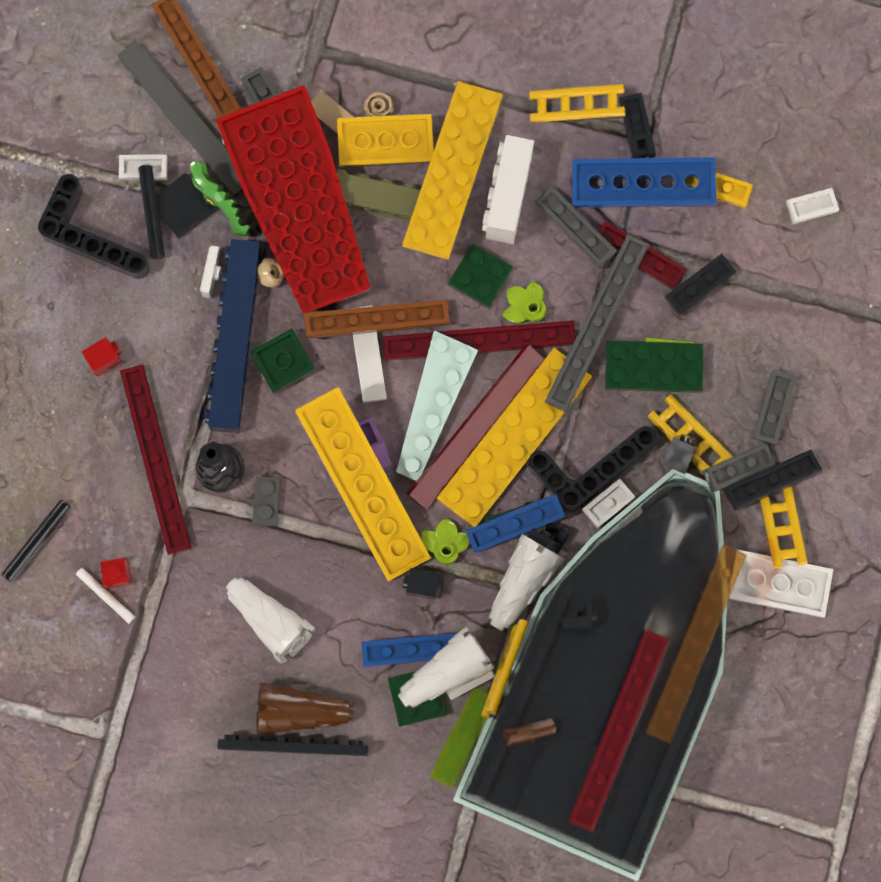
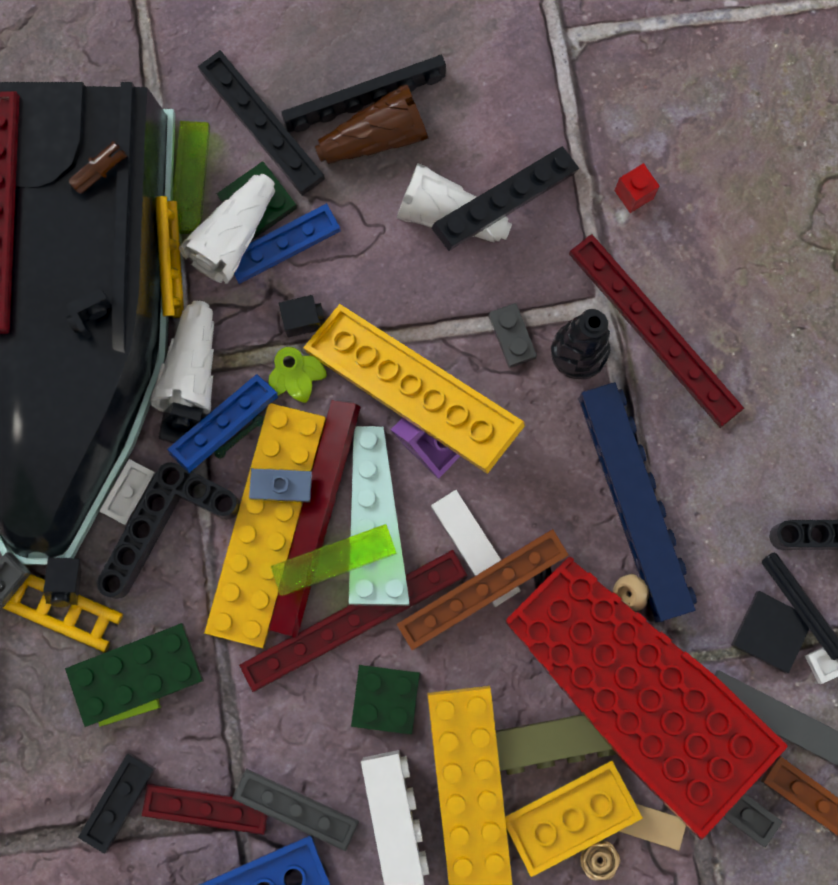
camera: 155 degrees right, 0 degrees up
(36, 540) = (738, 190): black axle -> none
(102, 356) = (772, 414): red brick -> none
(105, 595) = (630, 164): white bar -> none
(211, 272) = (699, 565): white plate -> none
(216, 196) = (737, 657): bright green animal -> none
(222, 604) = (504, 198): none -> black plate
(282, 361) = (568, 497): dark green plate -> none
(386, 761) = (261, 122): none -> black plate
(475, 382) = (333, 560): none -> clear neon green plate
(491, 456) = (280, 485): none -> sand blue plate
(522, 301) = (323, 687): lime plate -> none
(596, 323) = (221, 700): dark grey tile -> none

